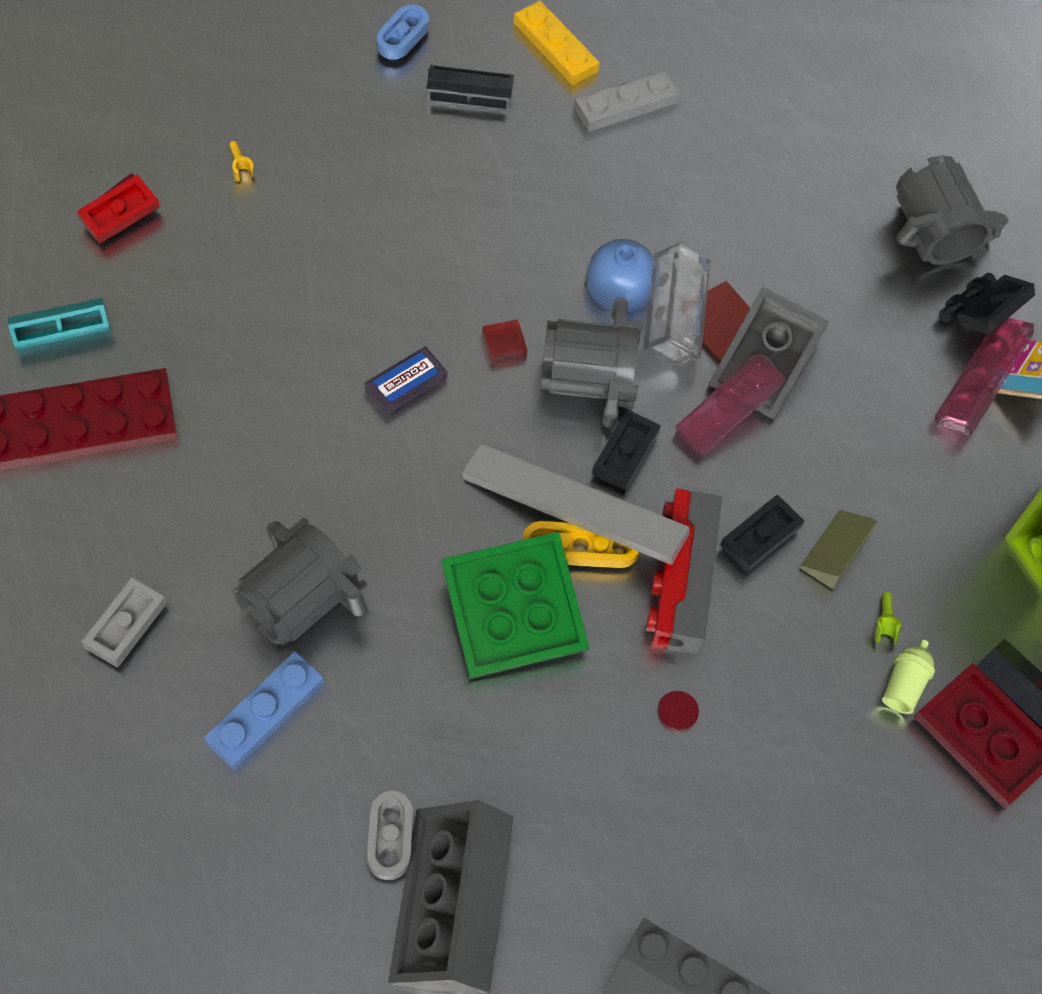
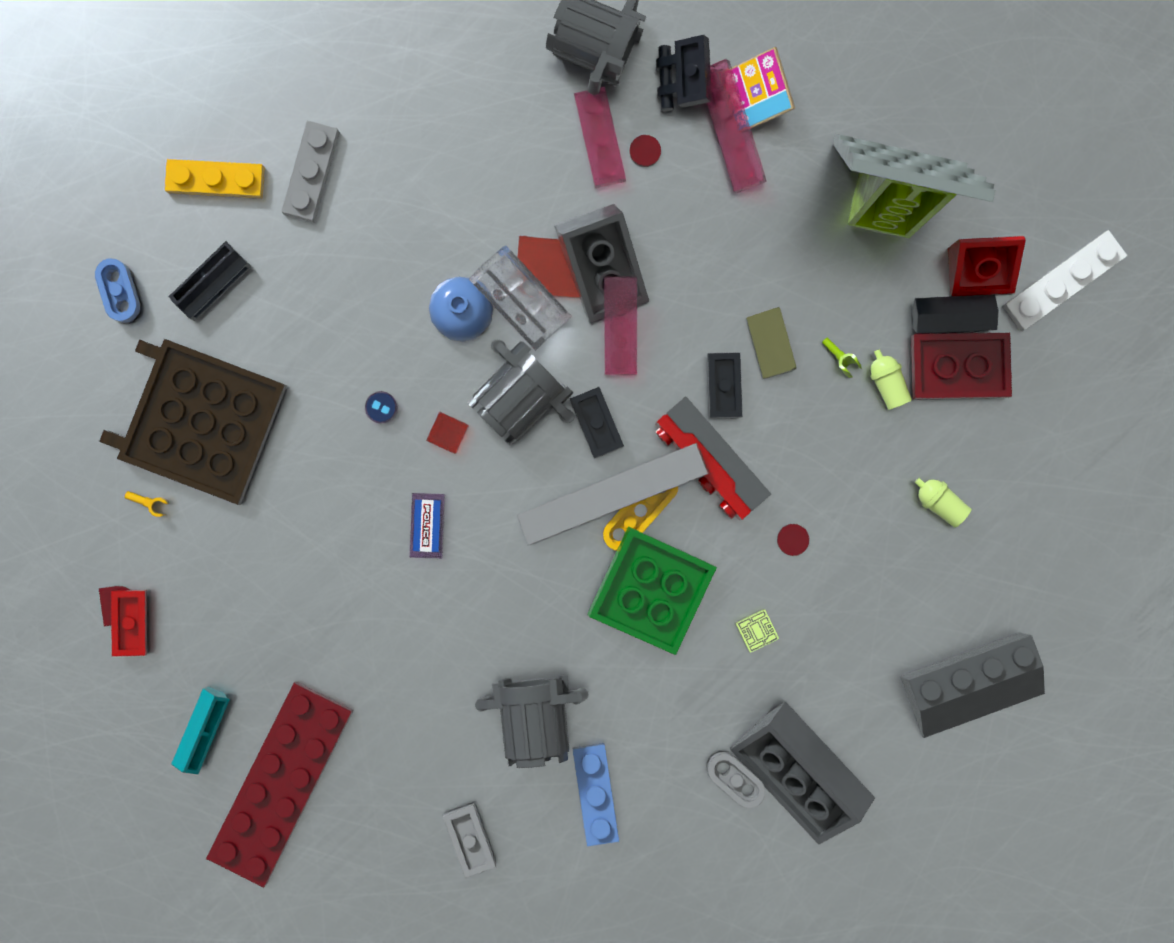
camera: 45 degrees left, 25 degrees up
(345, 151) = (199, 421): none -> dark brown plate
(479, 275) = (381, 407): none -> dark blue tile
(559, 741) = (757, 630): none -> yellowish green tile
(848, 822) = (942, 501): none -> yellowish green piece
(867, 284) = (599, 138): none -> clear pink plate
(893, 327) = (645, 150): none -> dark red piece

